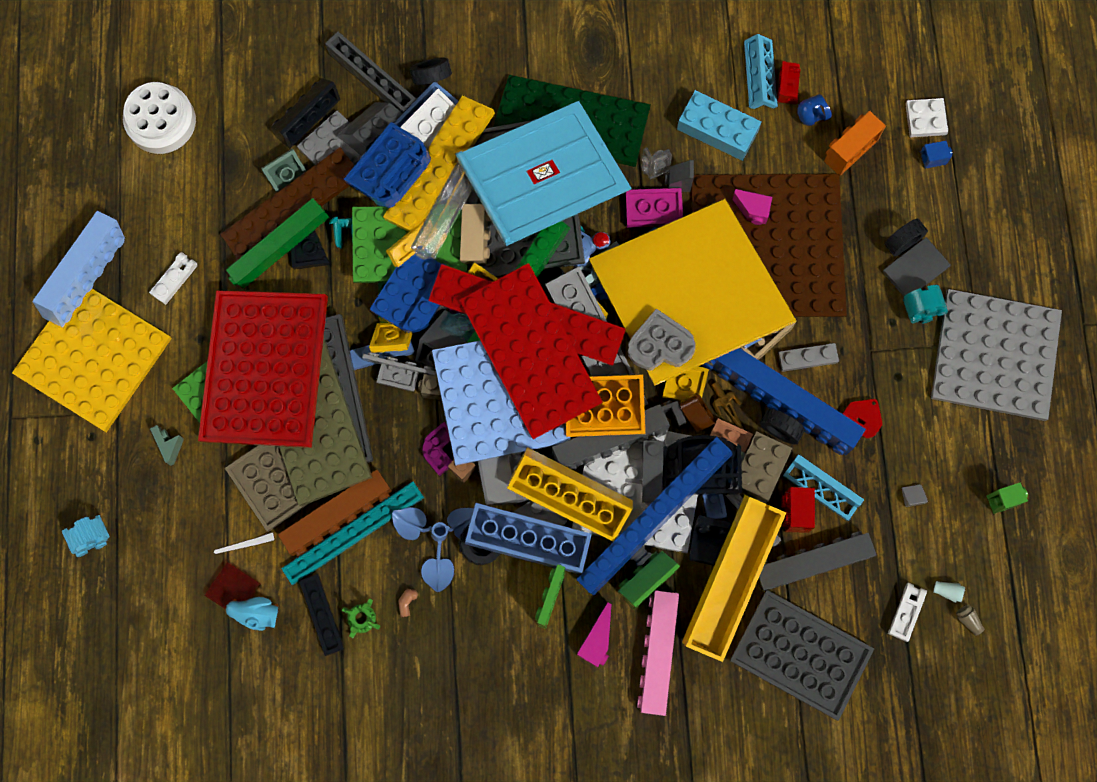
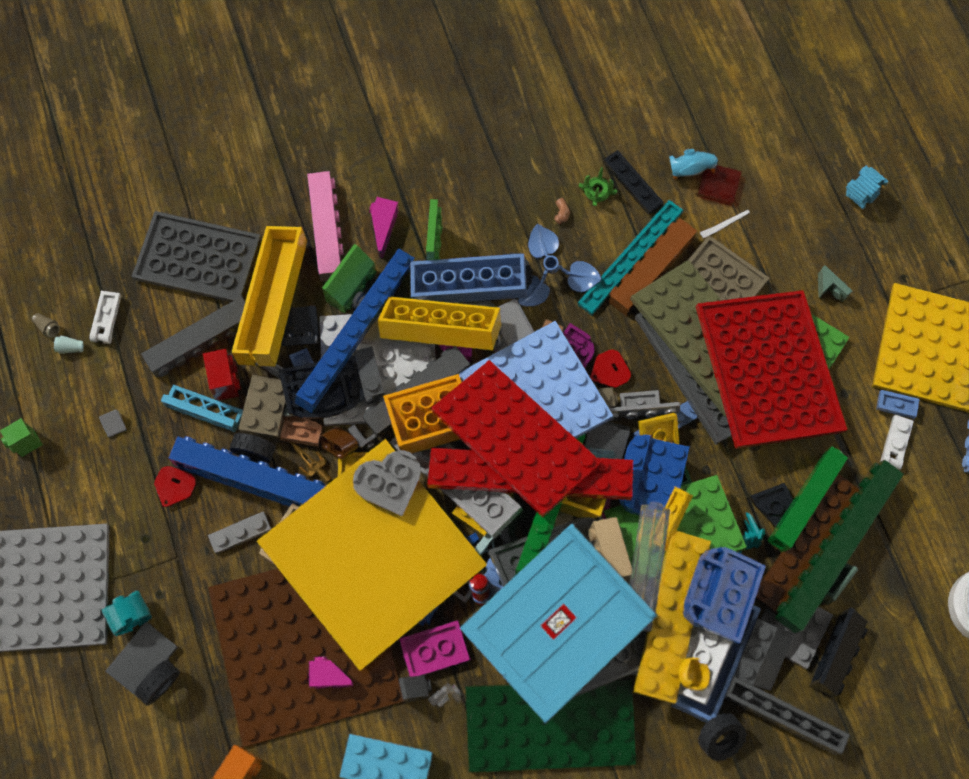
camera: 160 degrees right, 5 degrees down
(156, 311) = (897, 404): none -> medium blue plate
(266, 193) = (838, 547): none -> dark green brick
(420, 418) = (605, 372): none -> red piece
(439, 109) = (694, 674): none -> yellow hair

